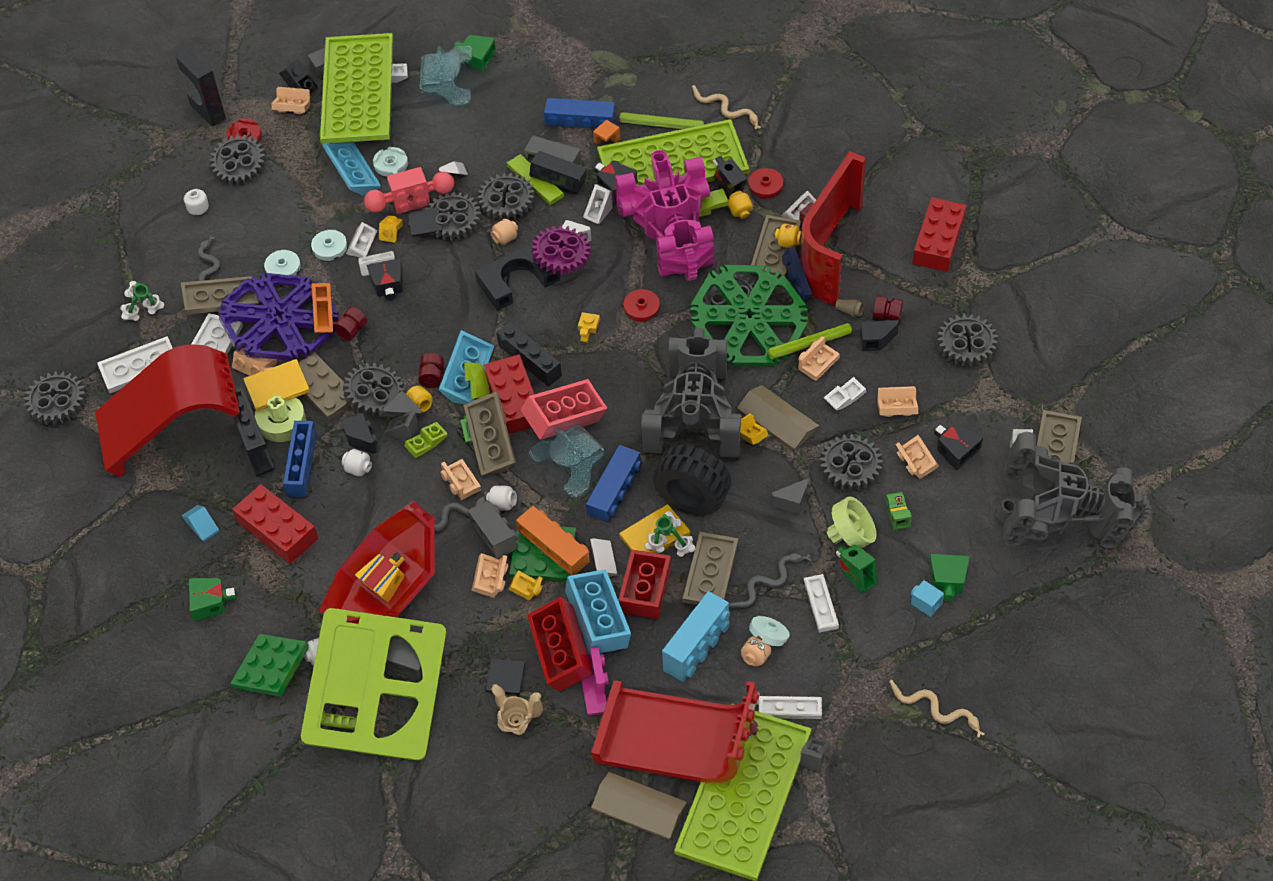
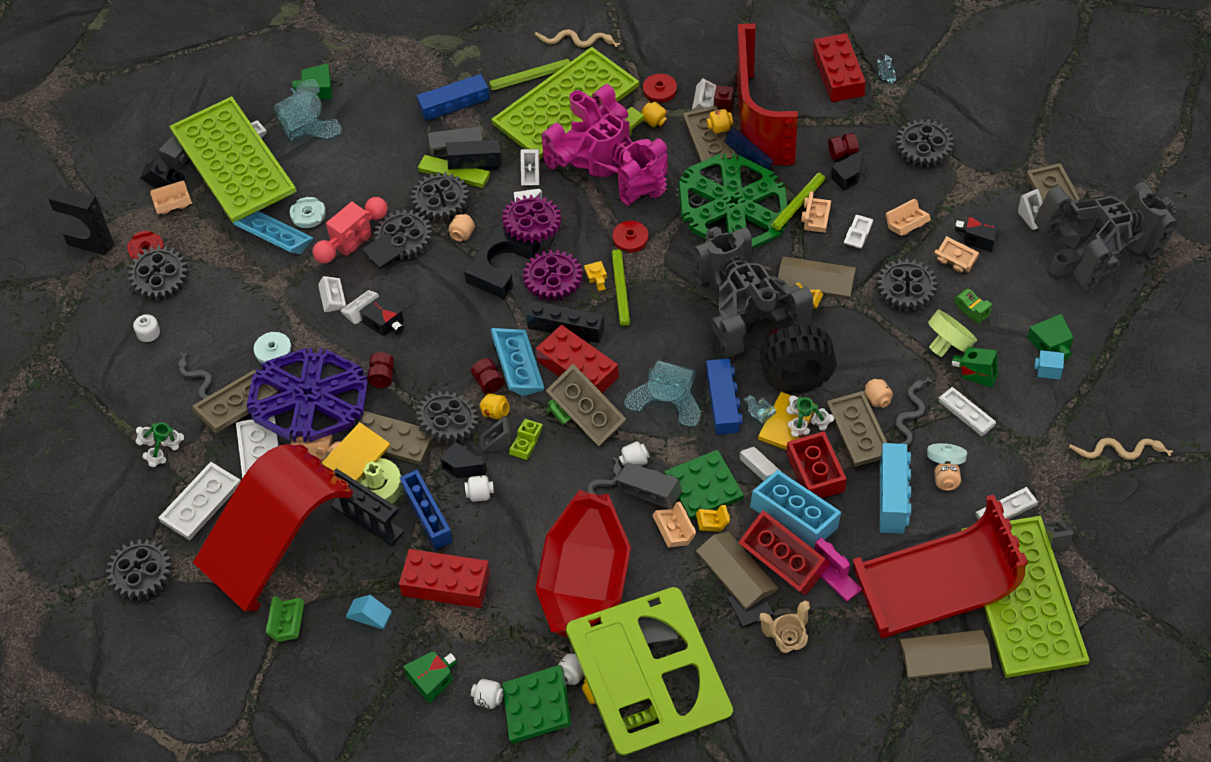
camera: 30 degrees left, 0 degrees up
(131, 493) = (284, 619): none -> bright green bracket
(240, 636) = (487, 693): none -> white head
(322, 308) = (346, 367): orange slope -> none
(329, 245) = (304, 318): light aqua plate -> none
(382, 575) = (581, 573): torso -> none
(388, 228) = (352, 271): yellow bracket -> none
(399, 405) = (483, 419): dark grey slope -> none
(454, 167) = (377, 191): white slope -> none
(460, 478) = (584, 457): light nougat bracket -> none
(477, 377) = (533, 361): lime slope -> none
(514, 639) = (736, 569): none -> dark tan slope
(549, 308) = (552, 275): none -> magenta gear
(553, 540) = (712, 468): orange brick -> none
(563, 408) = (639, 352): coral brick -> none
(600, 346) = (620, 287): none -> lime axle
(606, 131) = (491, 101): orange panel -> none
(607, 174) = (529, 136): black torso -> none
(636, 510) = (760, 410): none -> clear light blue plate
(729, 176) = (631, 93): black torso -> none
(751, 547) = (878, 393): none -> light nougat head
(791, 497) = (880, 337): dark grey slope -> none
(851, 307) = (810, 158): dark tan cone -> none
(983, 255) = (886, 70): none -> clear light blue plate

